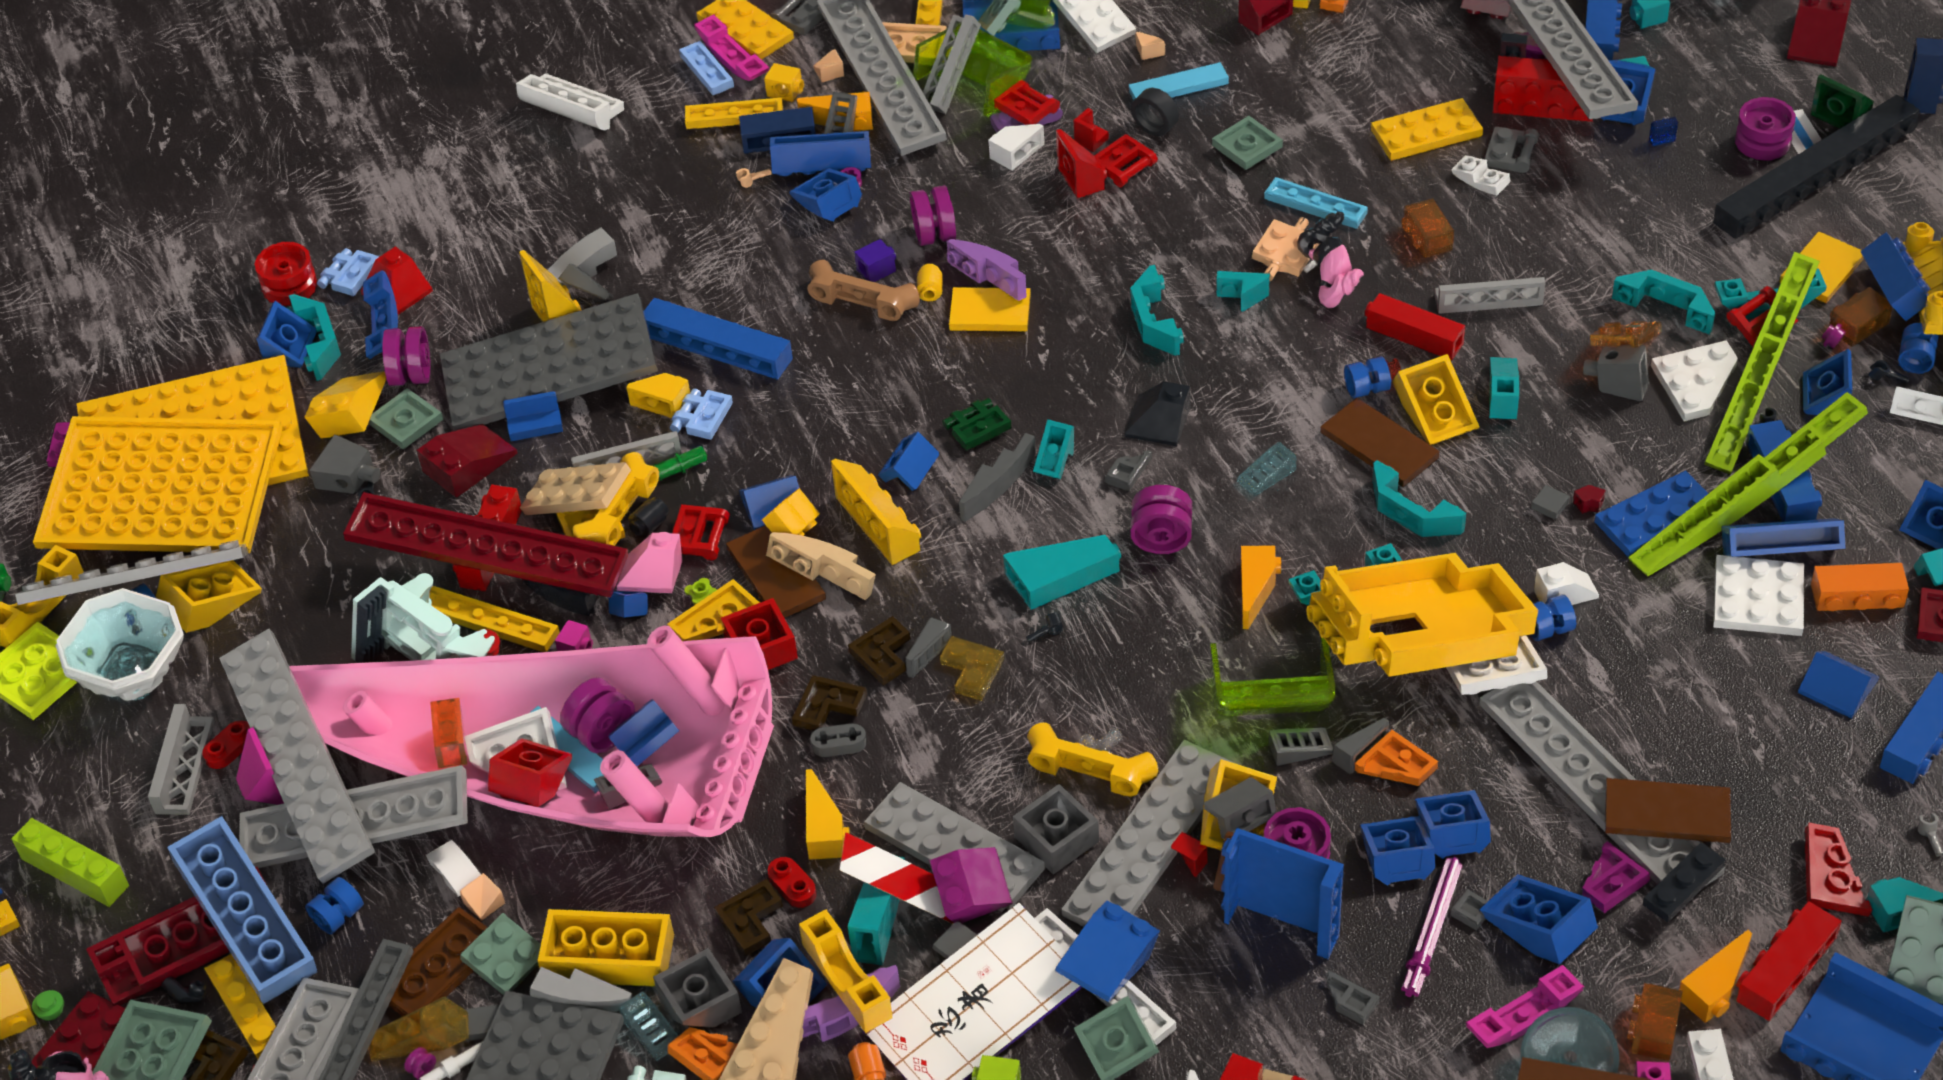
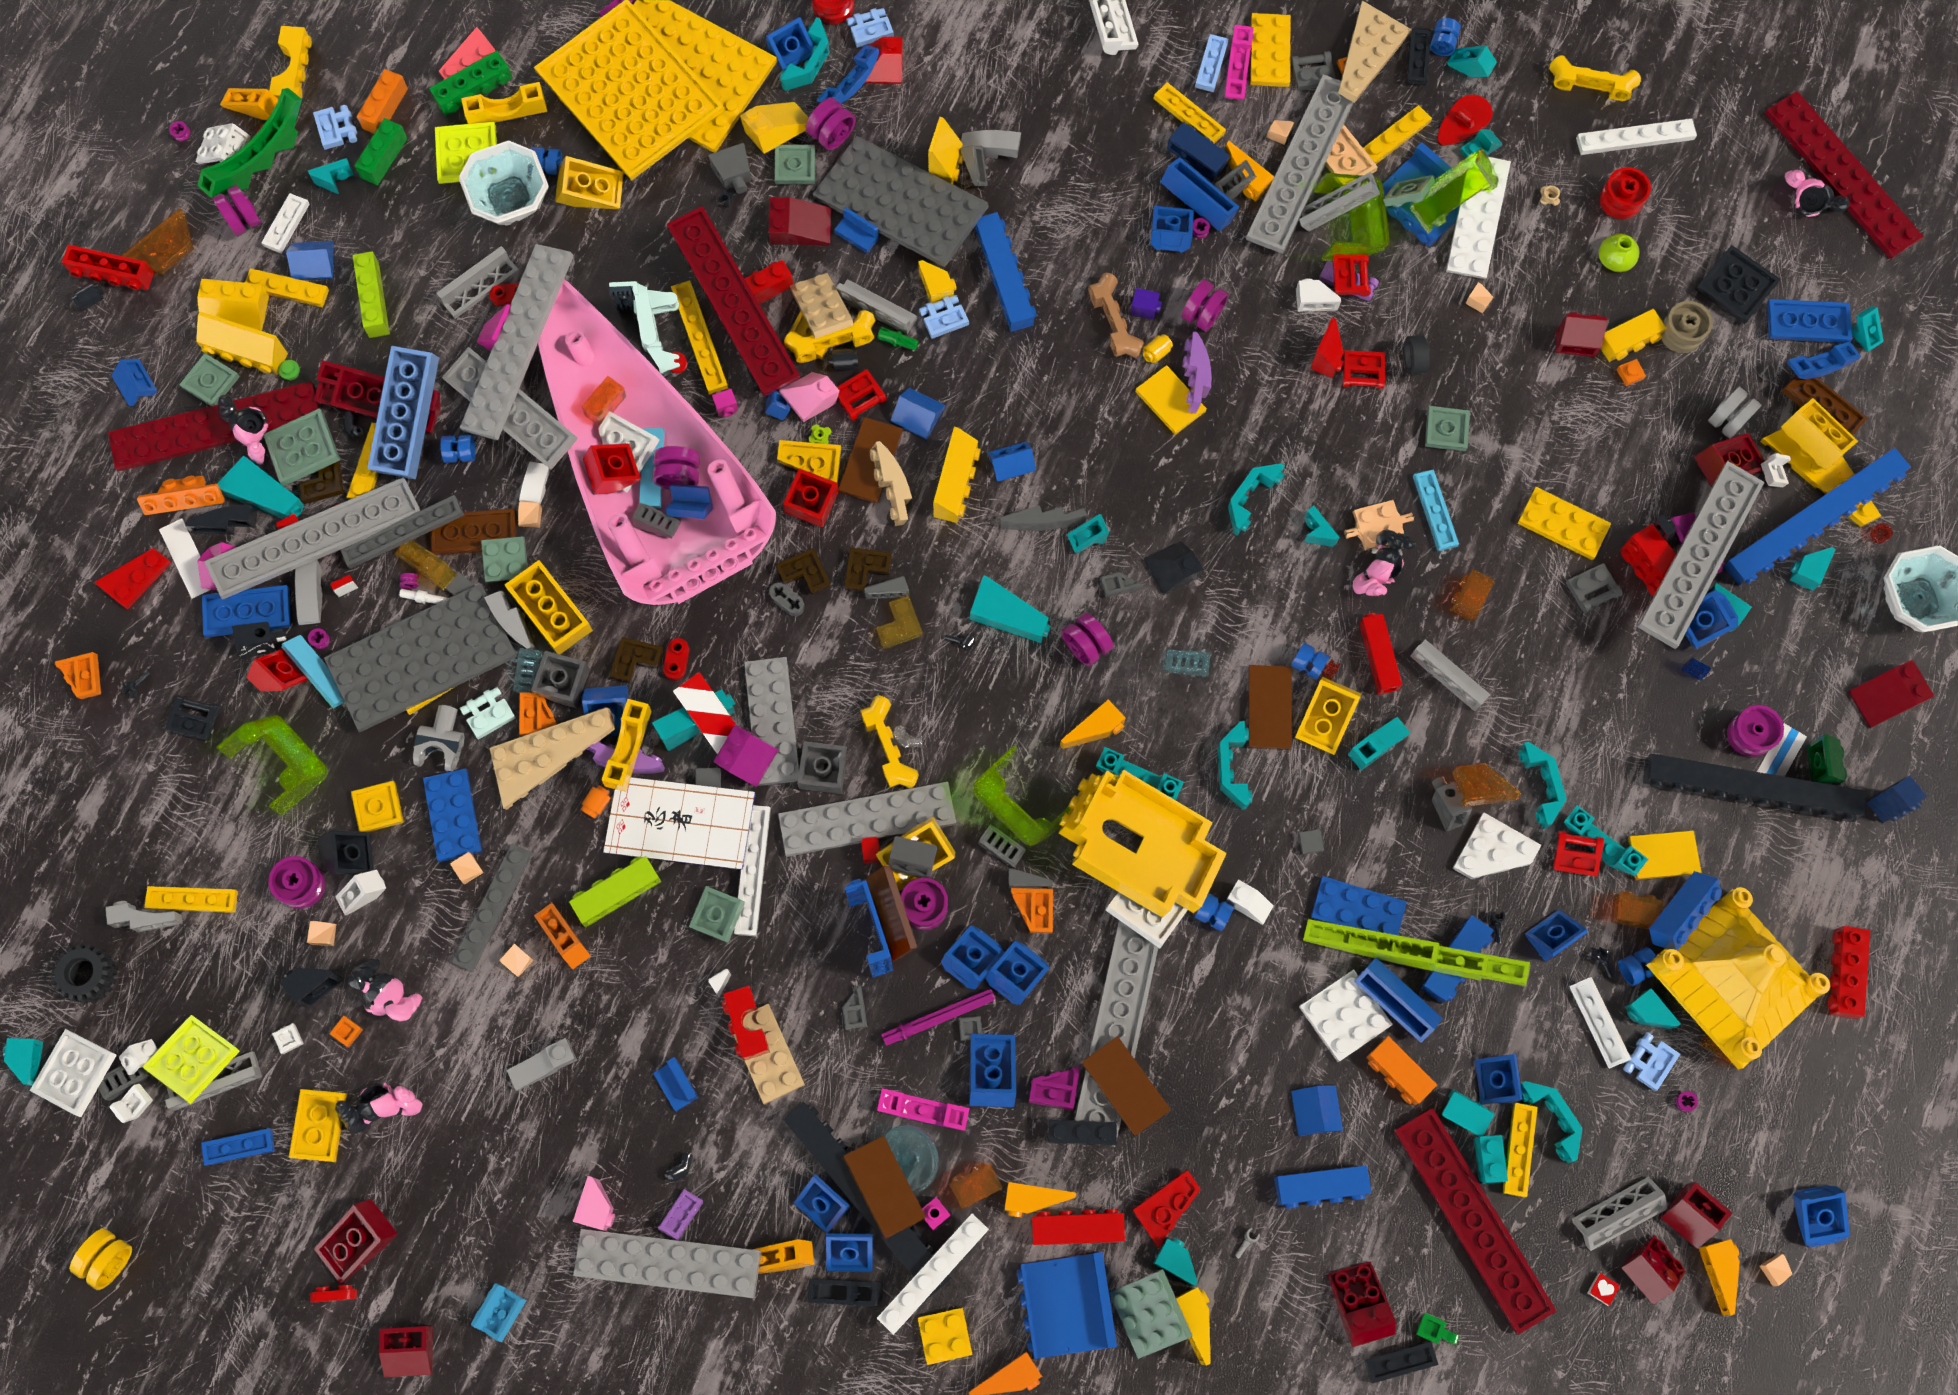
camera: 40 degrees right, 25 degrees up
(121, 573) = (555, 141): light grey plate -> none
(746, 179) = (1148, 171): light nougat hand -> none
(783, 82) = (1240, 118): yellow brick -> none
(792, 515) = (907, 437): yellow brick -> none
(823, 822) = (723, 642): yellow slope -> none
(977, 423) = (1072, 476): dark green plate -> none
(1087, 133) = (1368, 329): red panel -> none
(1108, 951) = (762, 865): blue slope -> none
(1185, 81) = (1462, 344): medium azure tile -> none
(1476, 173) = (1552, 588): white slope -> none
(1589, 498) = (1333, 862): dark red piece -> none
(1762, 363) = (1534, 883): lime slope -> none
(1833, 336) = (1604, 906): magenta plate -> none

